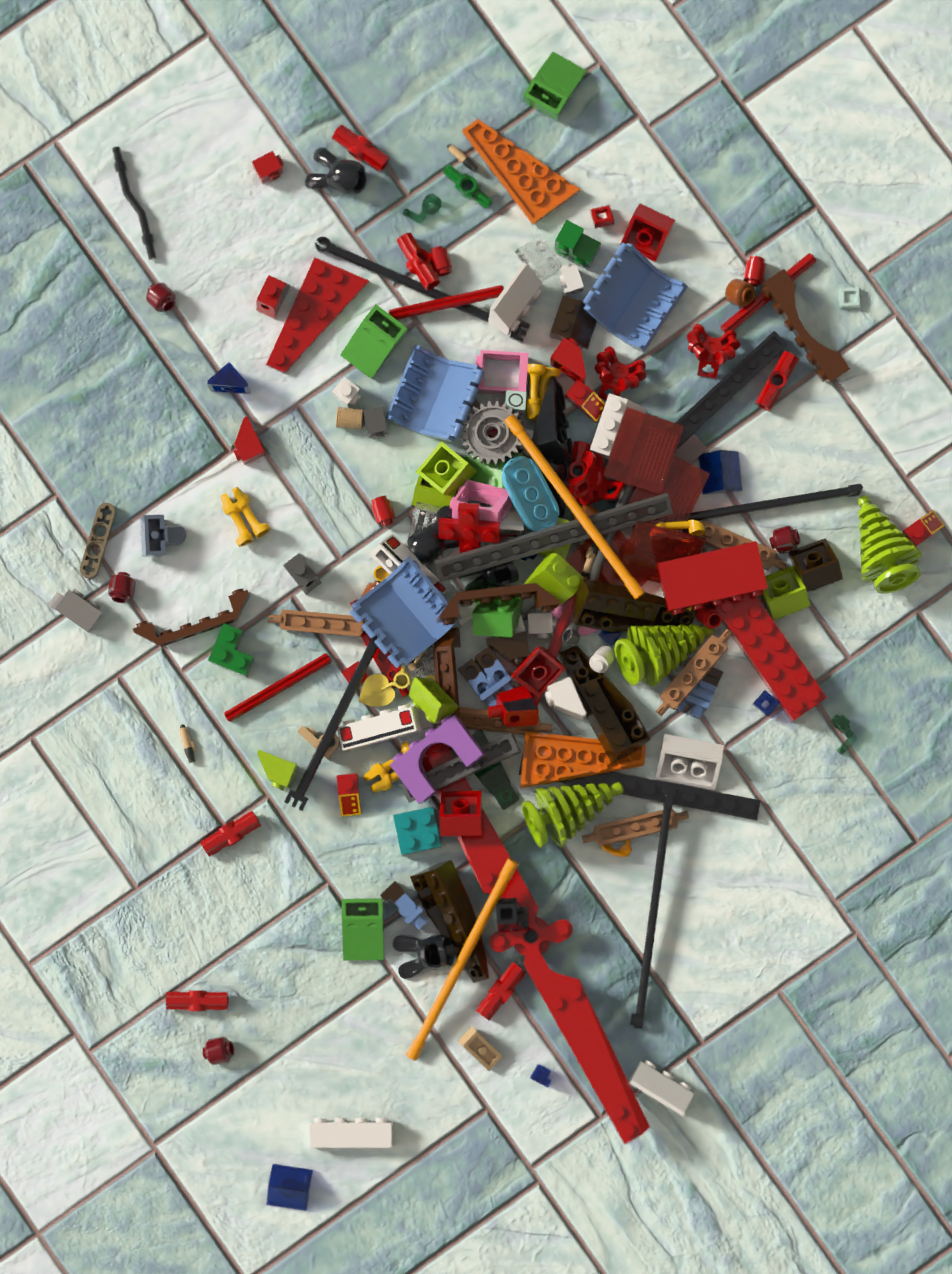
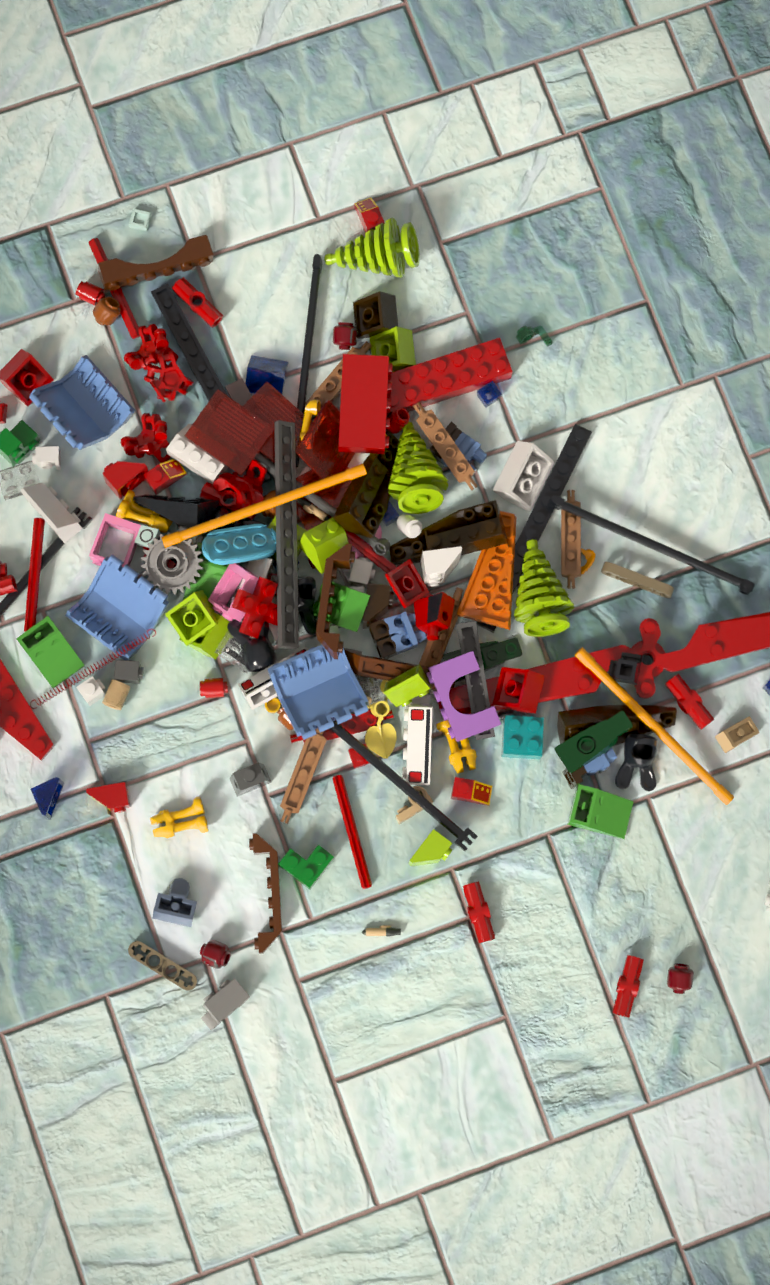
camera: 85 degrees left, 5 degrees down
(366, 383) = (143, 639): none -> piece
(425, 899) = (592, 742): none -> dark green piece
(573, 322) = (86, 466): dark brown slope -> none
(612, 908) = (637, 580): none -> dark tan beam
(684, 376) = (169, 378): none -> red piece

